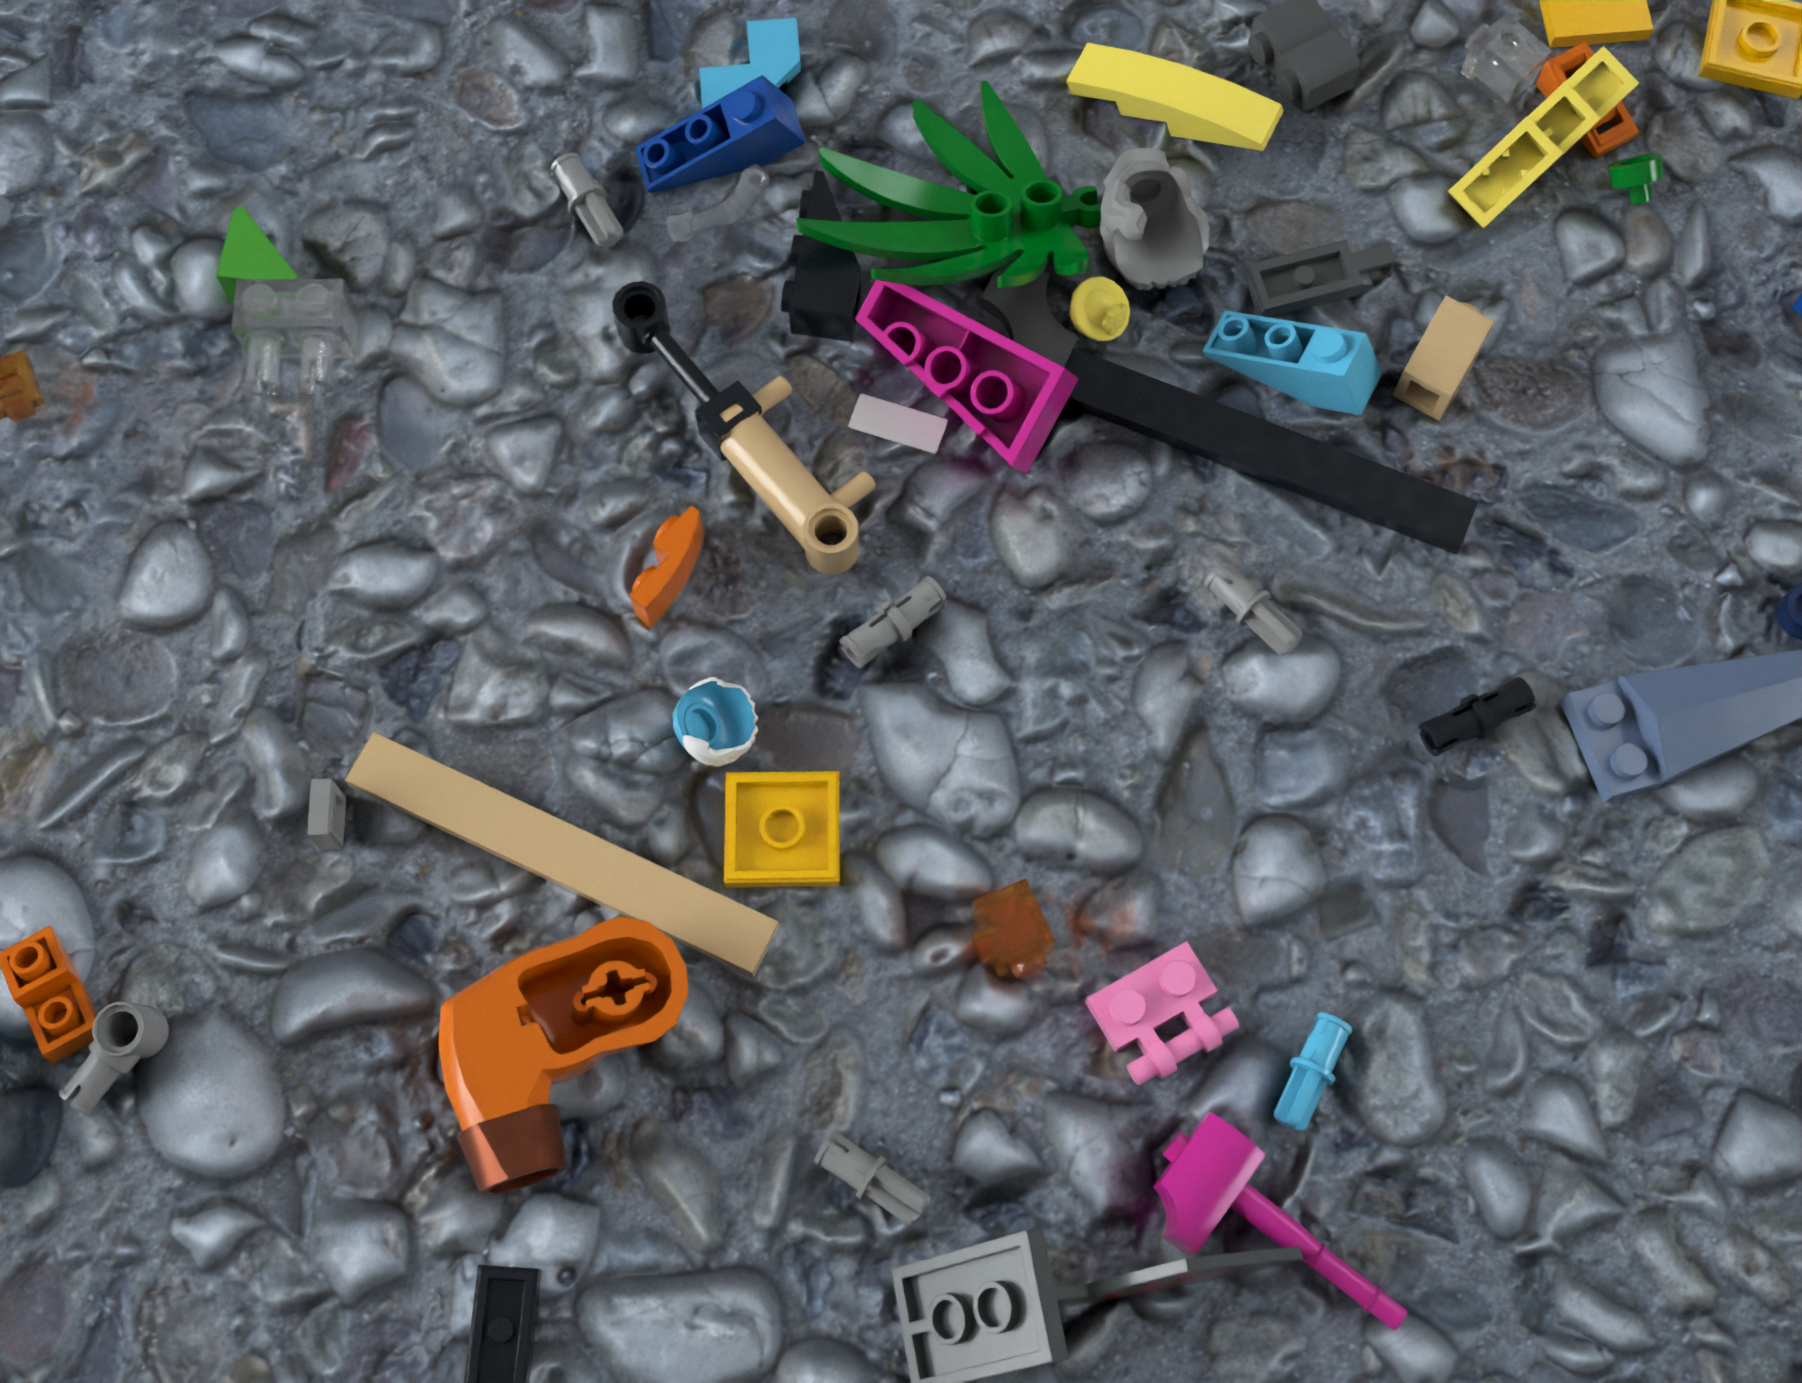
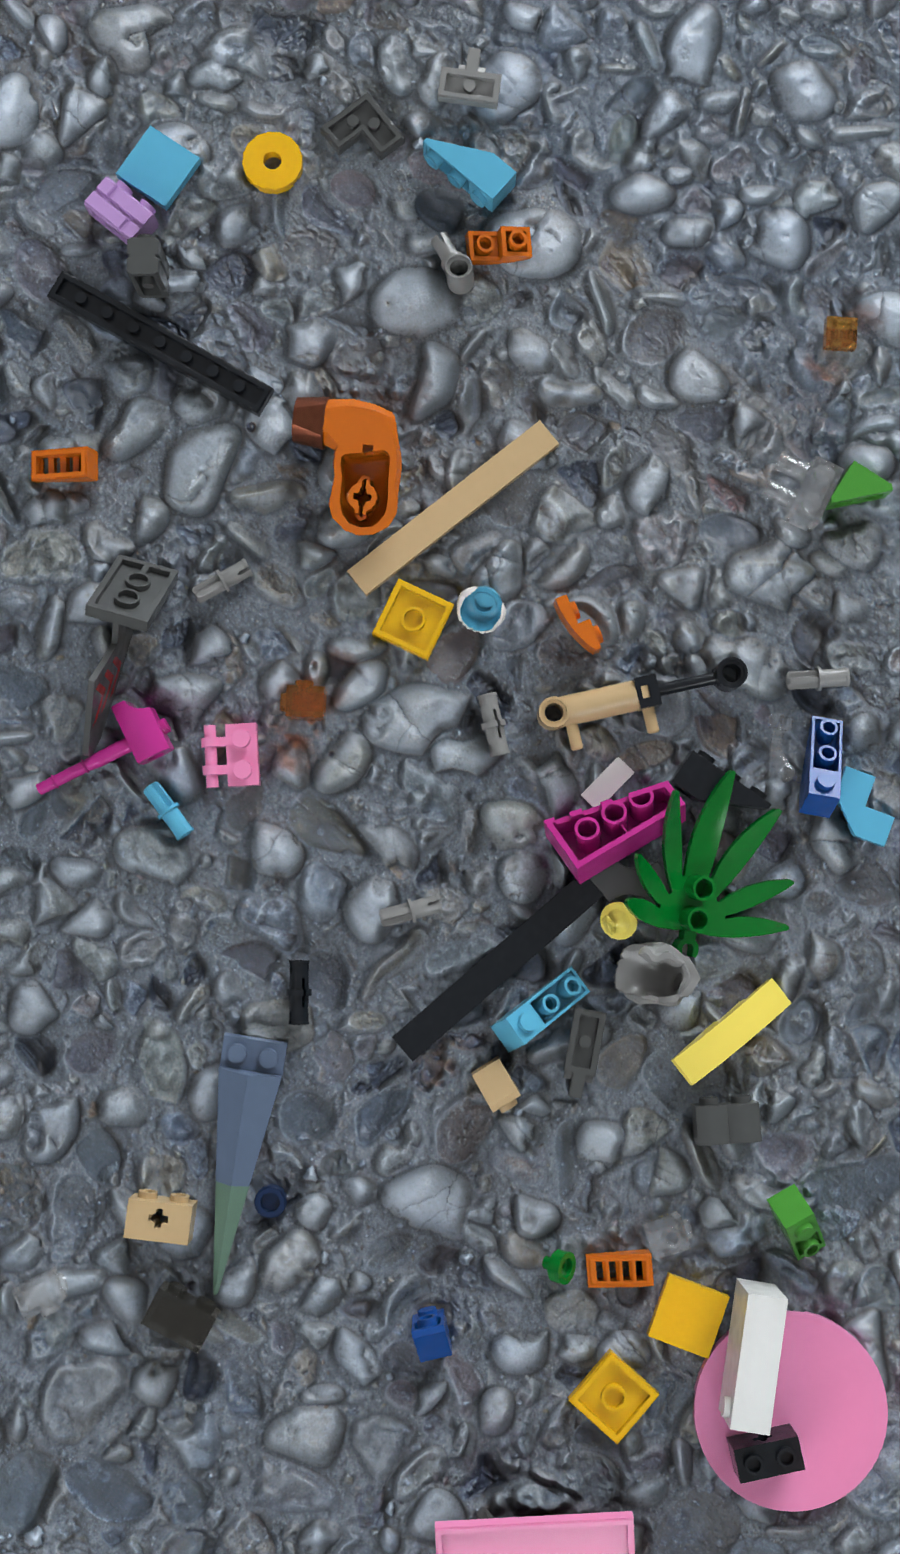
camera: 115 degrees right, 15 degrees up
(326, 815) = (524, 403): light grey tile -> none
(1543, 137) = (606, 1225): light yellow slope -> none

